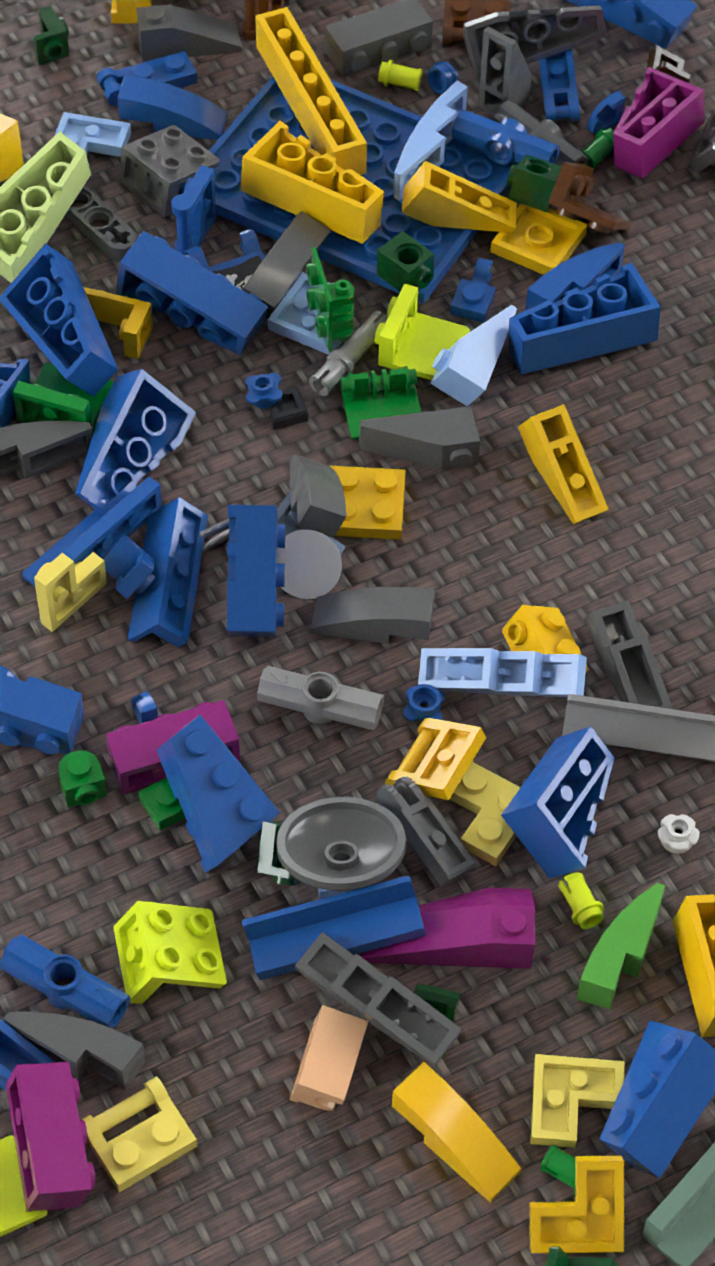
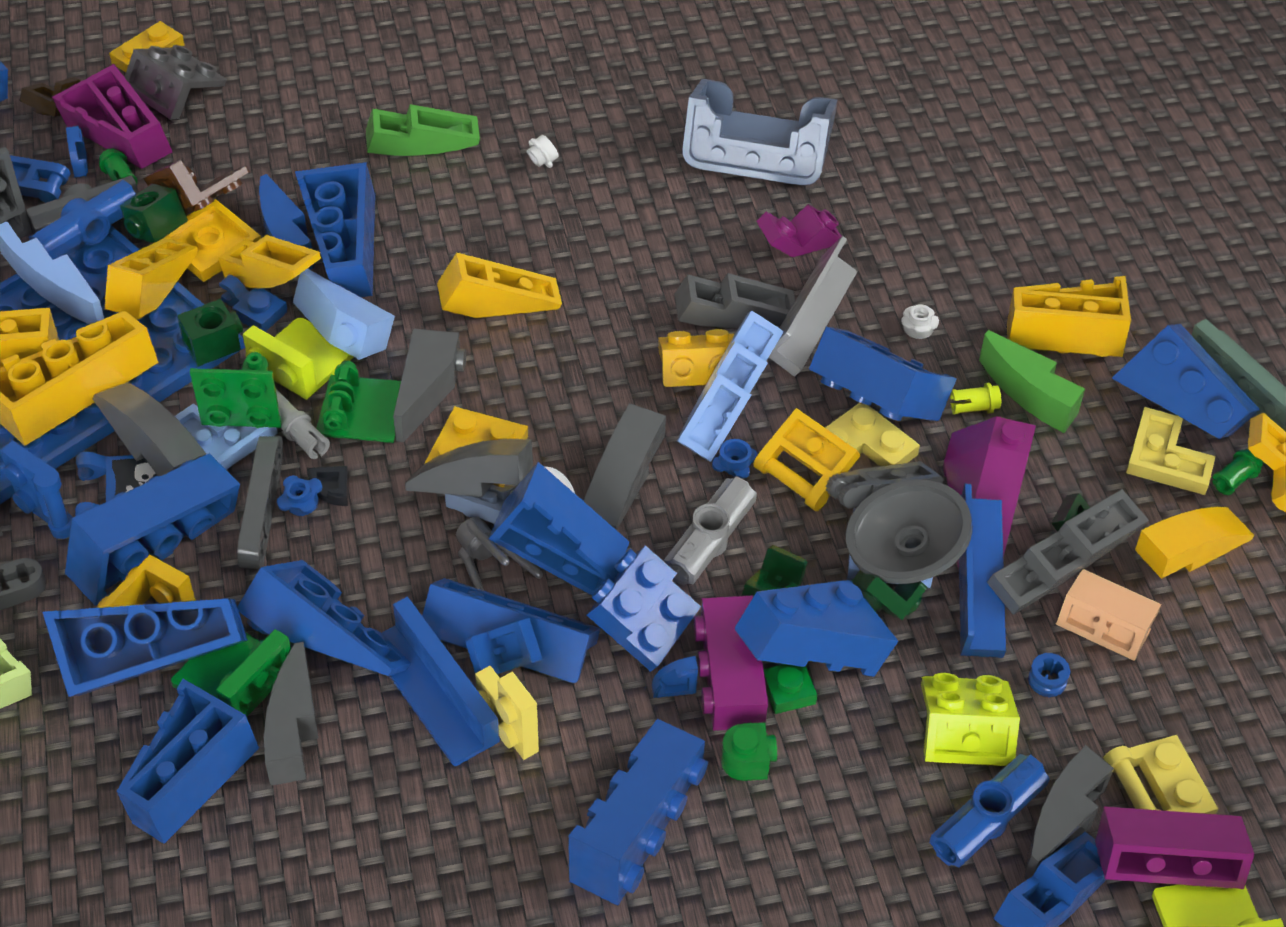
camera: 75 degrees left, 5 degrees down
(192, 371) = (260, 502): none -> dark grey beam
(206, 659) = (643, 607): none -> plate
(247, 1007) = (1052, 663): none -> blue bush
(273, 762) = (778, 571): none -> dark green bracket
(509, 277) = (267, 262): none -> yellow slope

